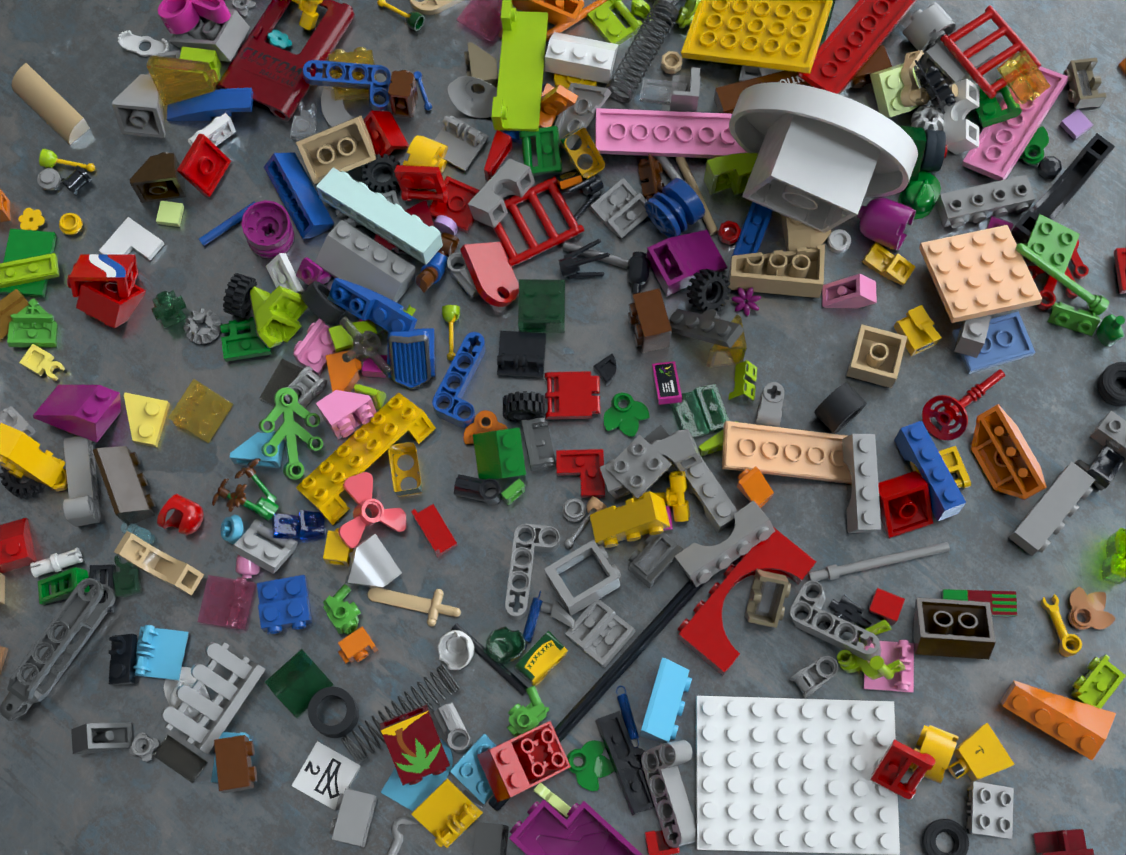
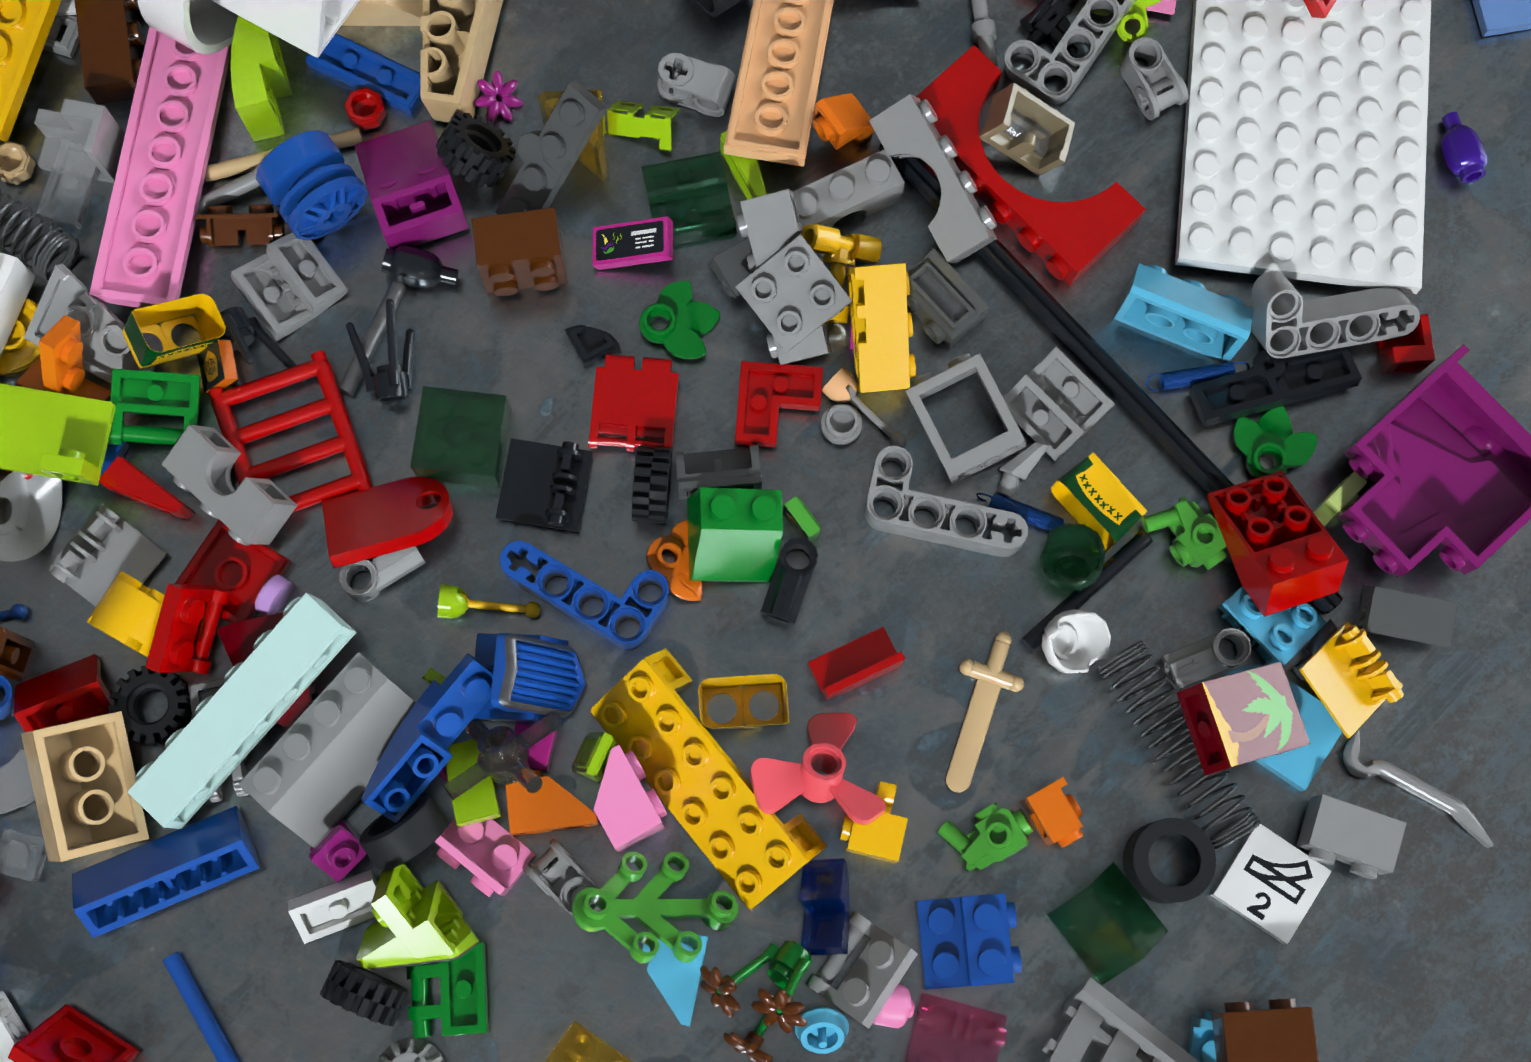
camera: 90 degrees left, 5 degrees up
(261, 220) = (208, 925): magenta wheel -> none
(281, 378) = (546, 926): clear smoke tile -> none
(371, 564) = (913, 776): slope -> none
(435, 268) = (370, 624): reddish brown piece -> none

